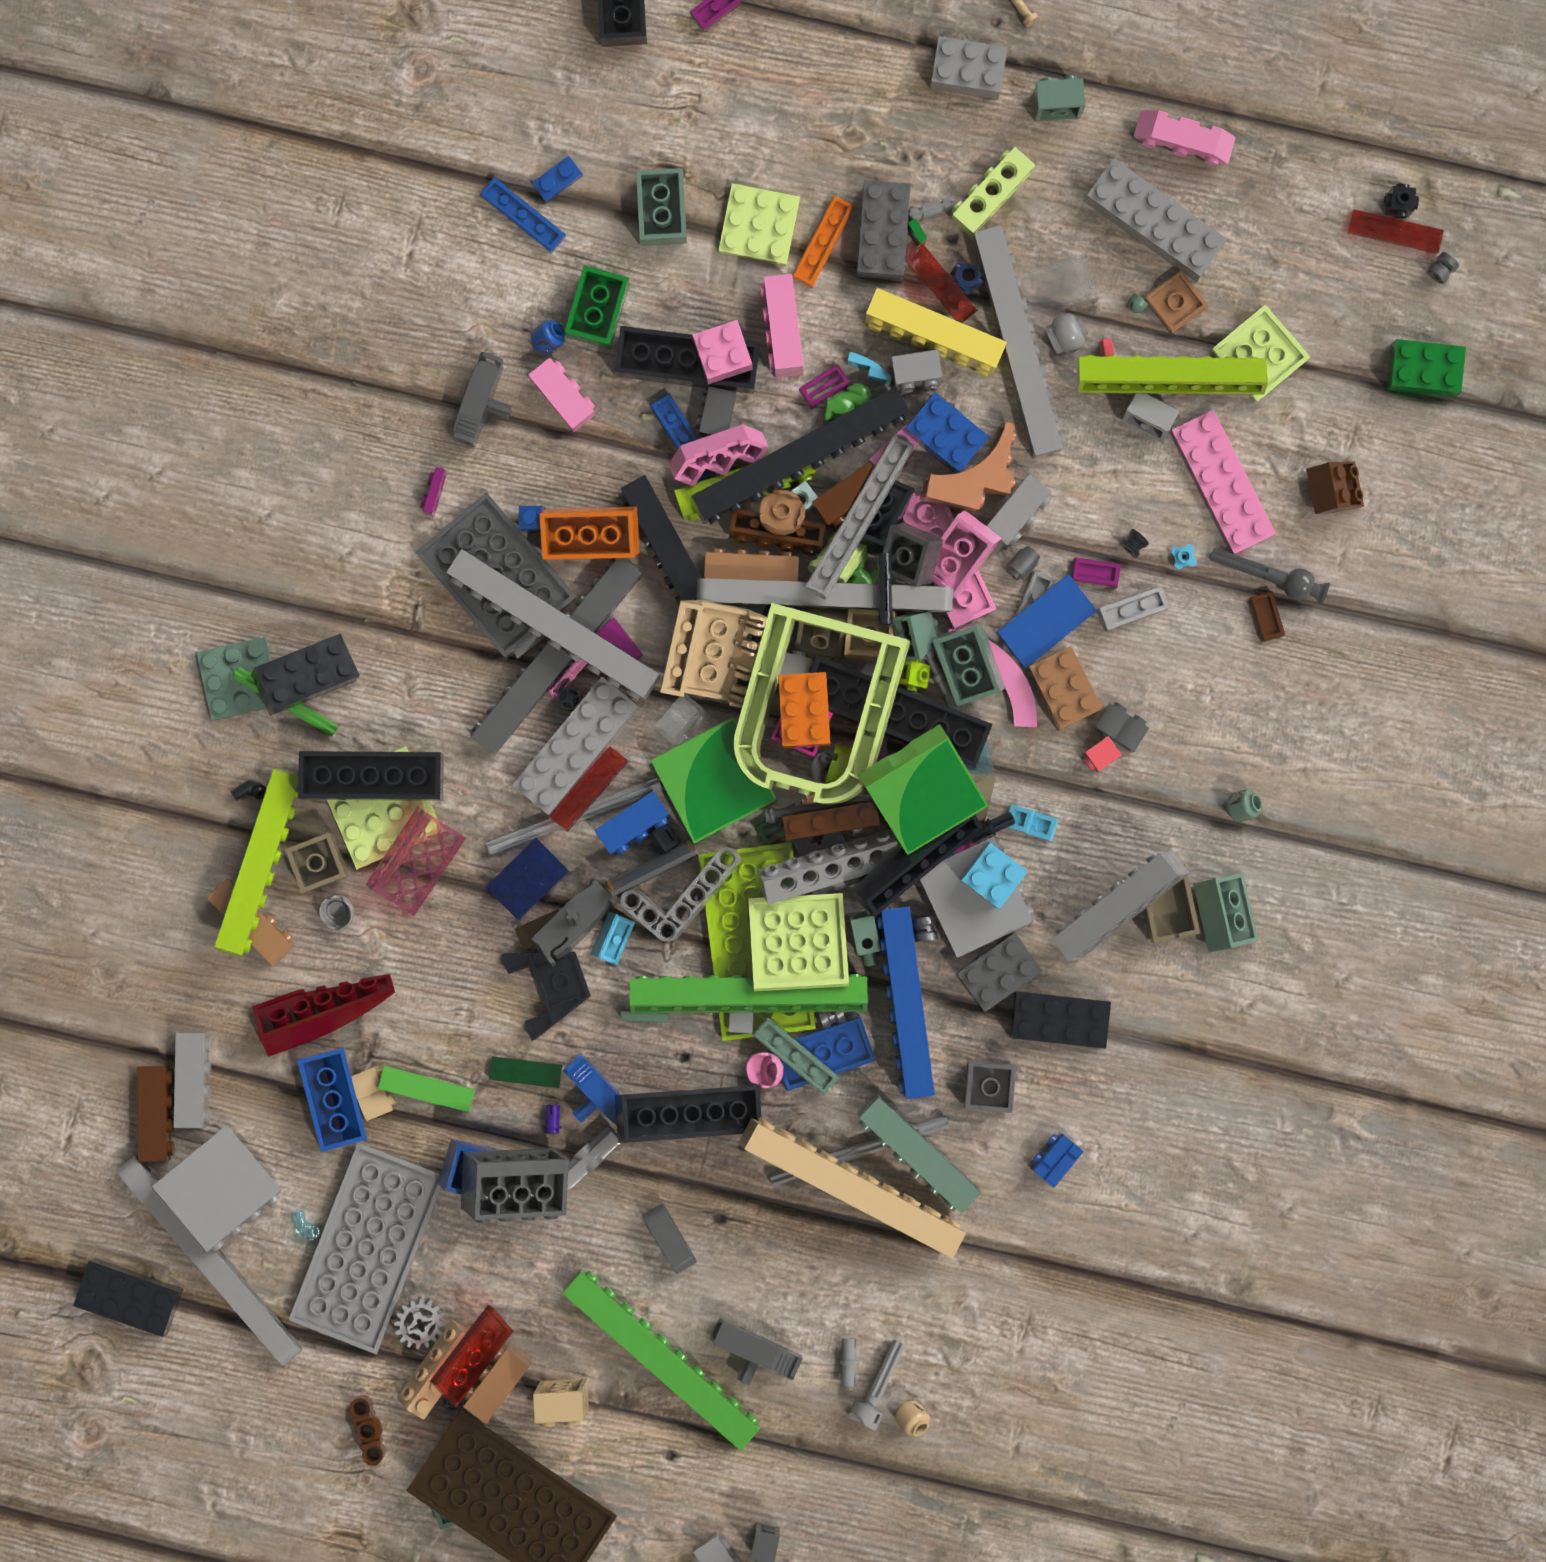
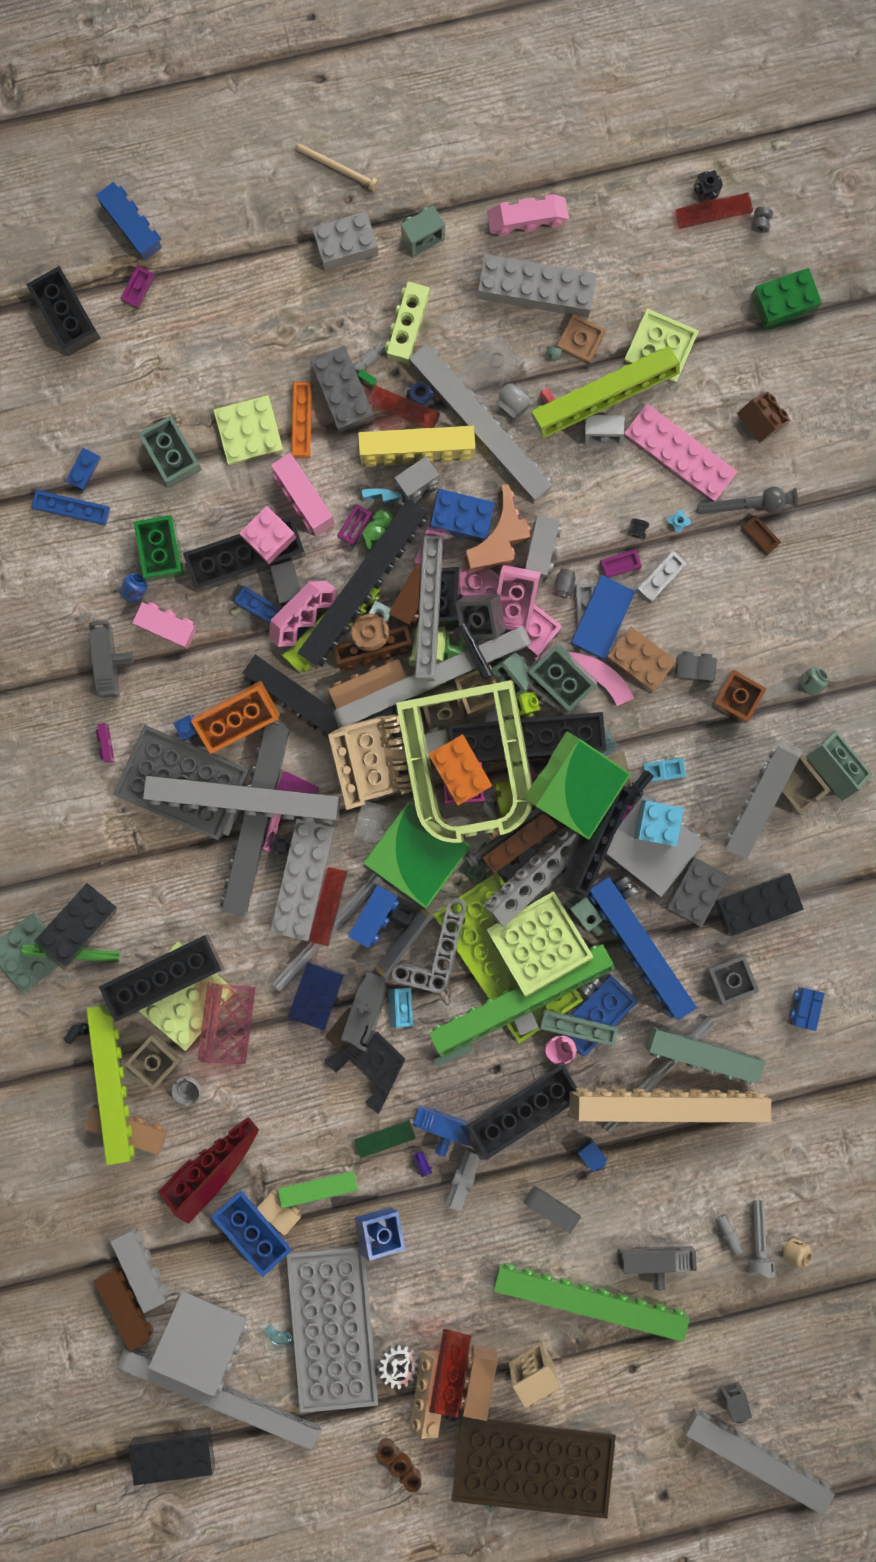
camera: 30 degrees left, 0 degrees up
(514, 1184) = (419, 1230): dark grey brick -> none
(742, 1202) = (592, 1155): none -> blue brick
(1101, 755) = (691, 695): coral brick -> none
(1152, 781) = (738, 696): none -> dark orange brick

